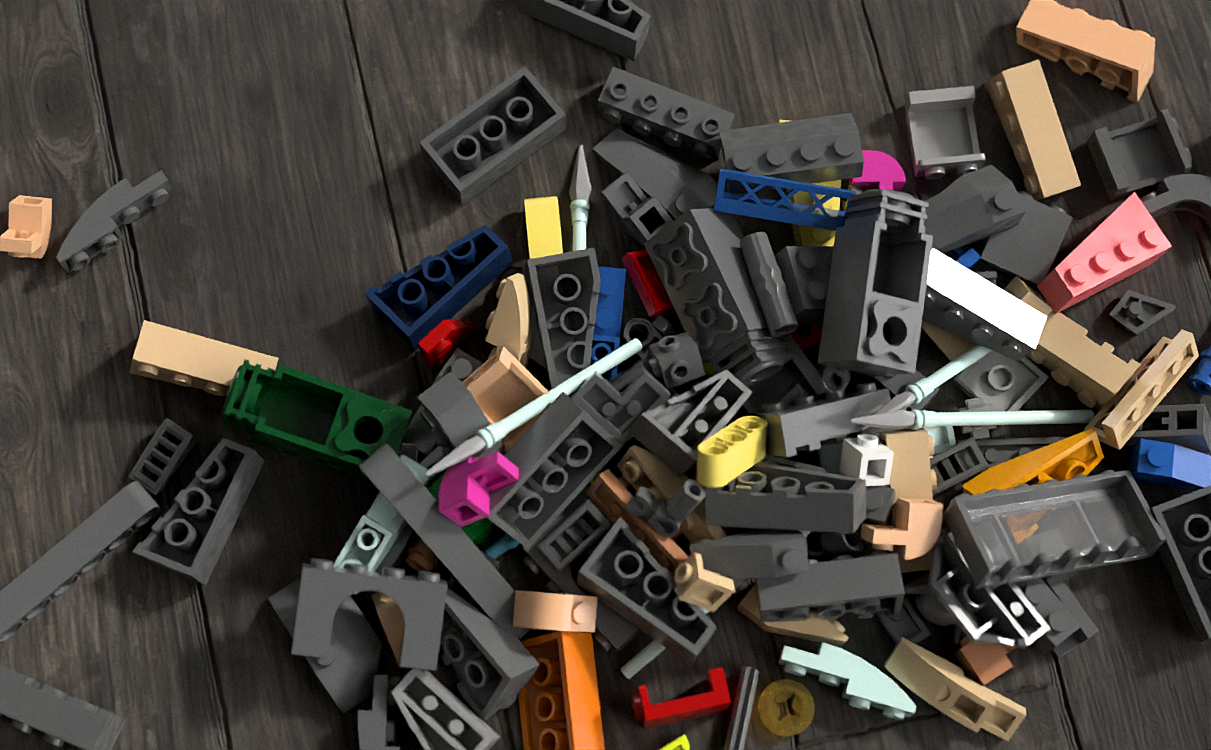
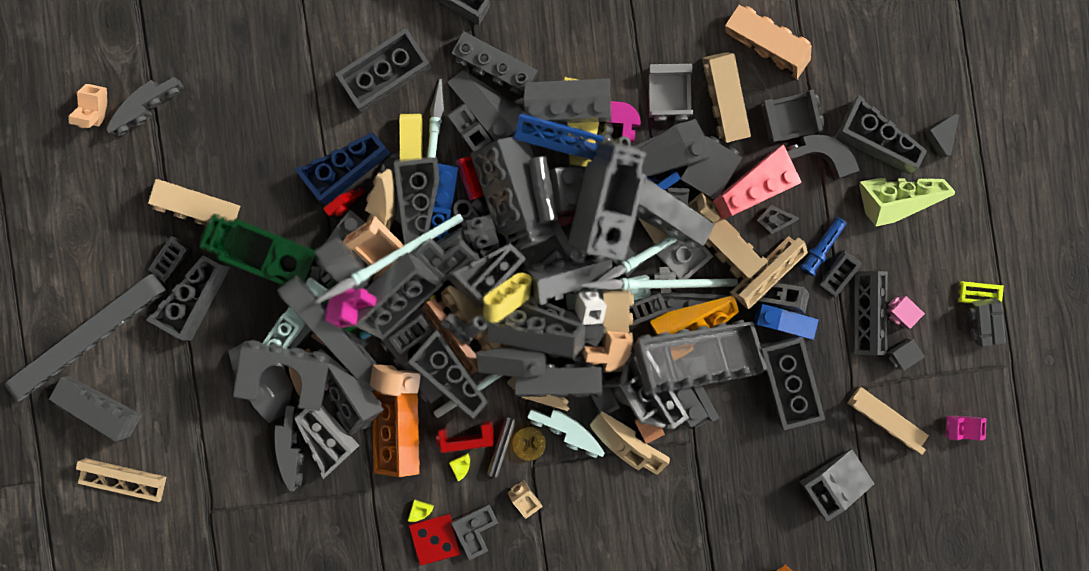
camera: 10 degrees right, 15 degrees up
(701, 586) = (480, 379): tan bracket -> none

